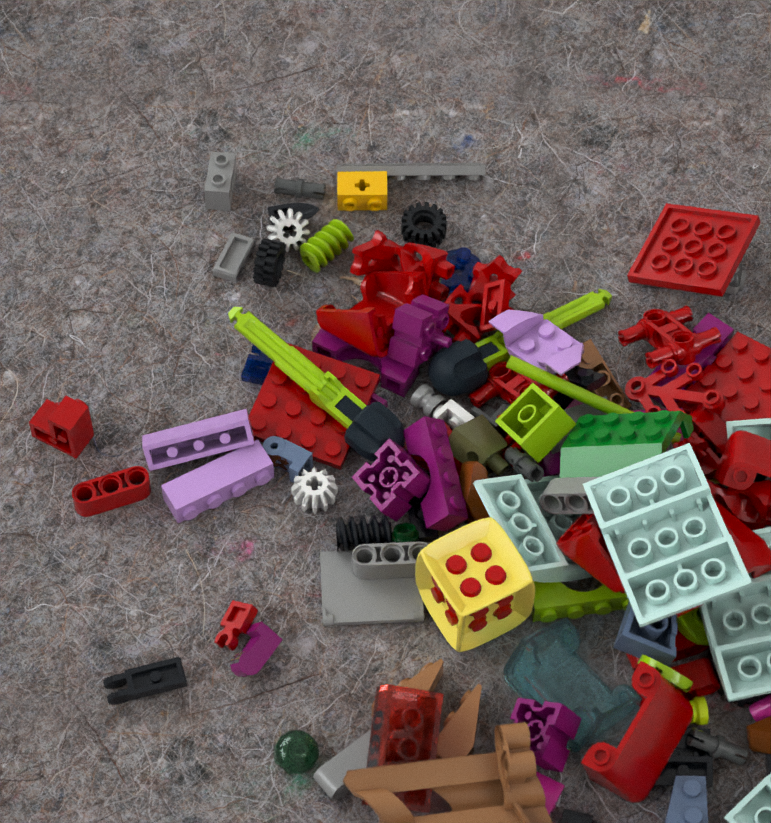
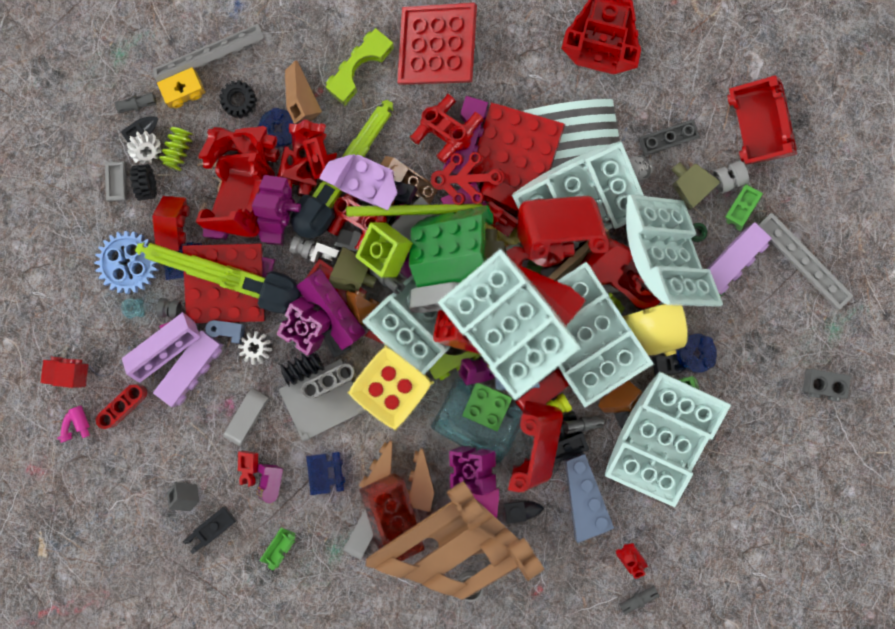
camera: 20 degrees left, 30 degrees up
(49, 491) = (80, 423): none -> dark pink plant
(132, 626) = (182, 496): none -> dark grey panel
(180, 337) = (110, 268): none -> light blue gear
(183, 391) = (137, 308): none -> clear light blue brick
(220, 181) = (76, 123): light grey brick -> none
(224, 404) = (168, 308): none -> dark grey wheel
(226, 737) = (281, 543): none -> bright green hinge
(263, 564) = (246, 417): none -> light grey beam
(282, 308) = (169, 222): none -> red brick
(296, 752) = (324, 536): clear green hair -> none
(325, 669) = (319, 475): none -> clear blue plate
(405, 533) = (326, 357): dark green plate -> none
(502, 241) = (299, 96): none -> medium nougat slope
(591, 672) = (487, 406): none -> bright green hinge
(594, 622) = (476, 371): none -> magenta leg
(614, 231) = (374, 48): none -> lime arch
(675, 678) = (538, 399): lime tile -> none

